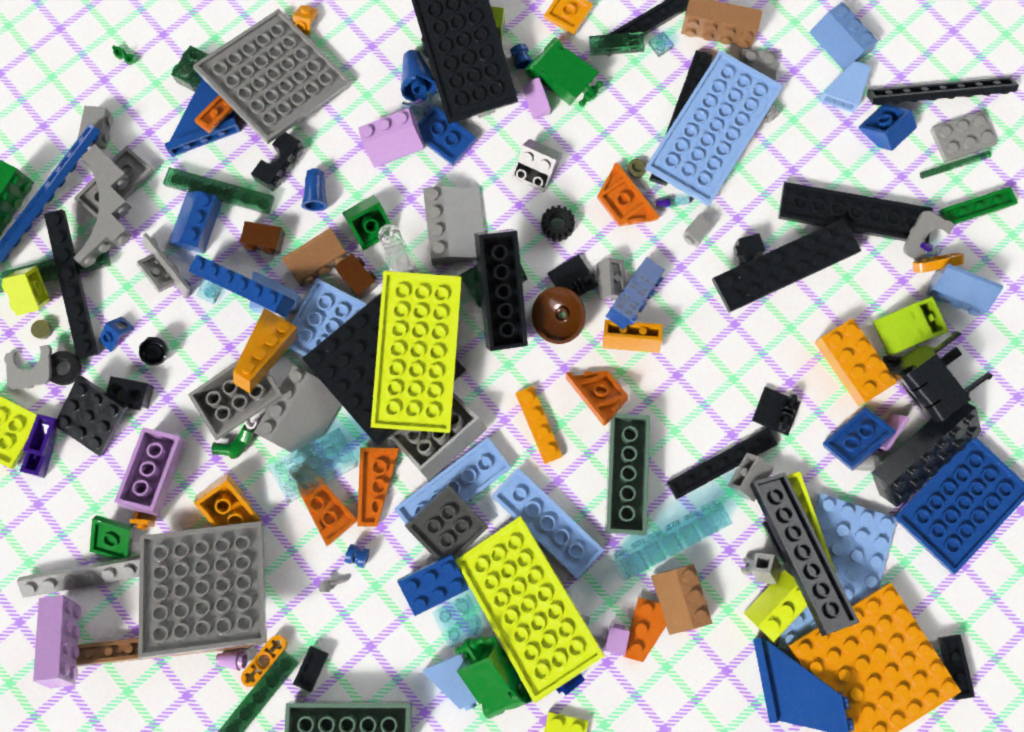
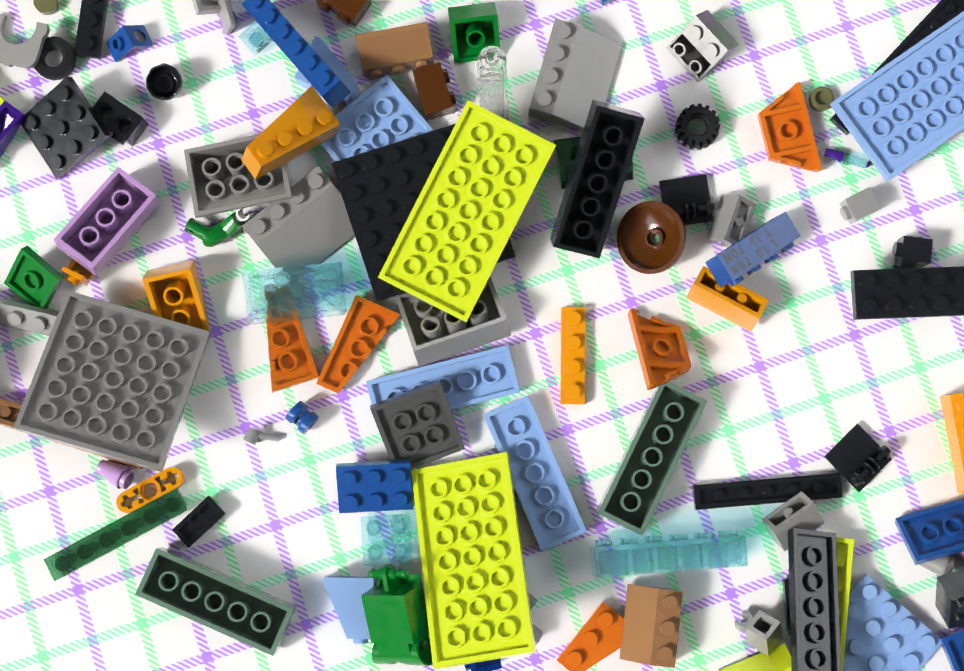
camera: 20 degrees right, 5 degrees up
(616, 639) = (557, 638): lavender brick -> none

